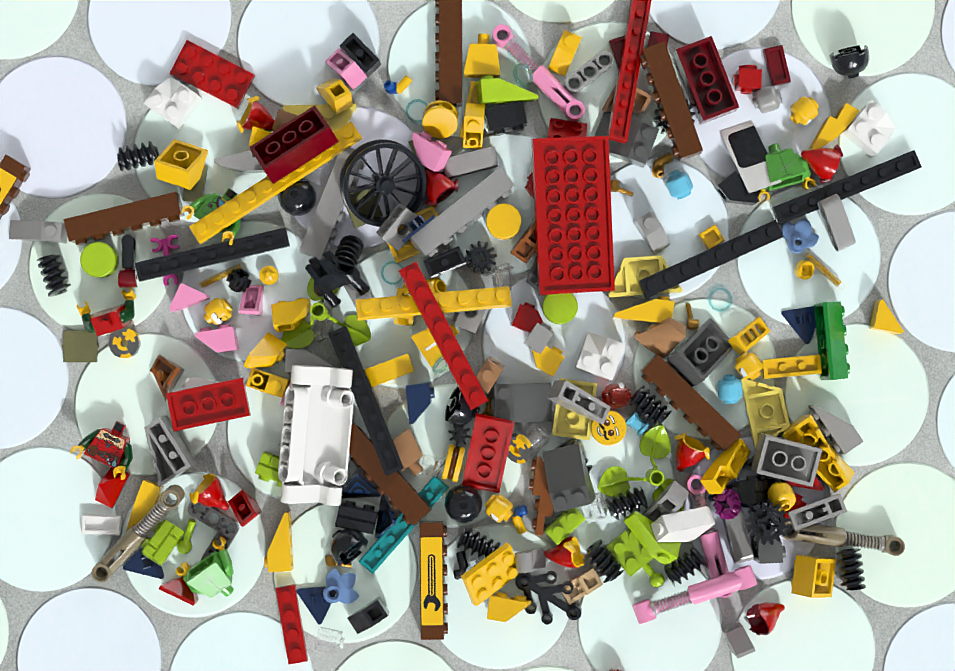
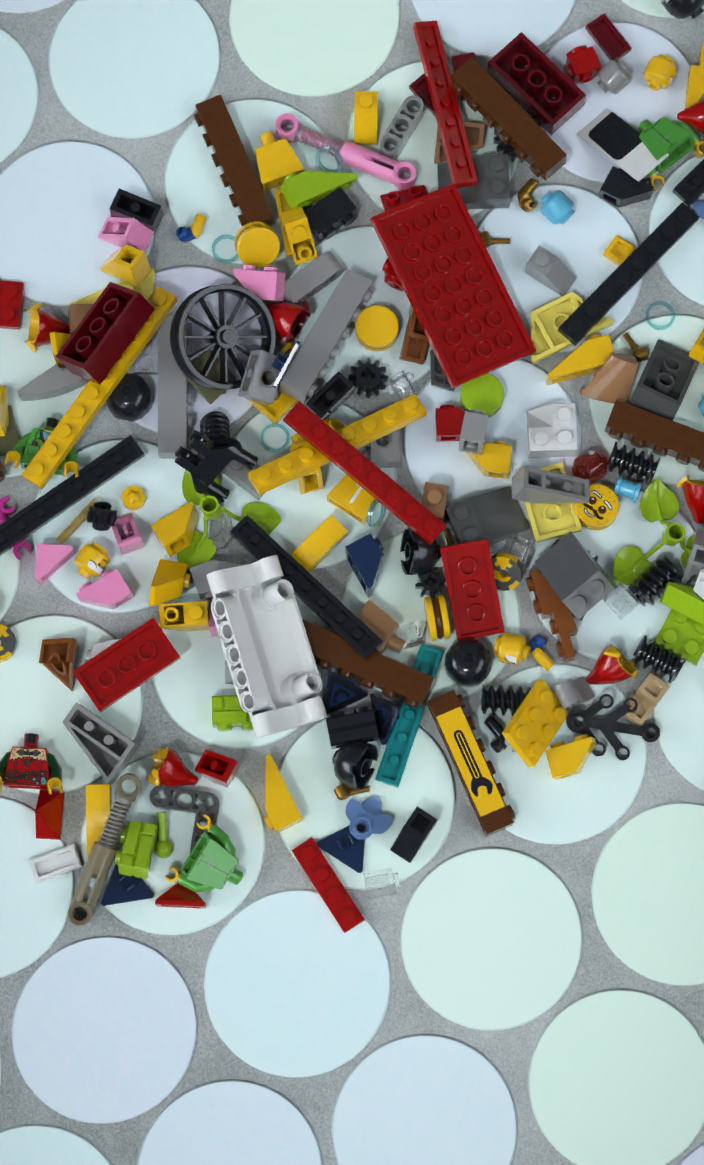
camera: 20 degrees left, 10 degrees down
(564, 524) = (594, 635): lime brick -> none

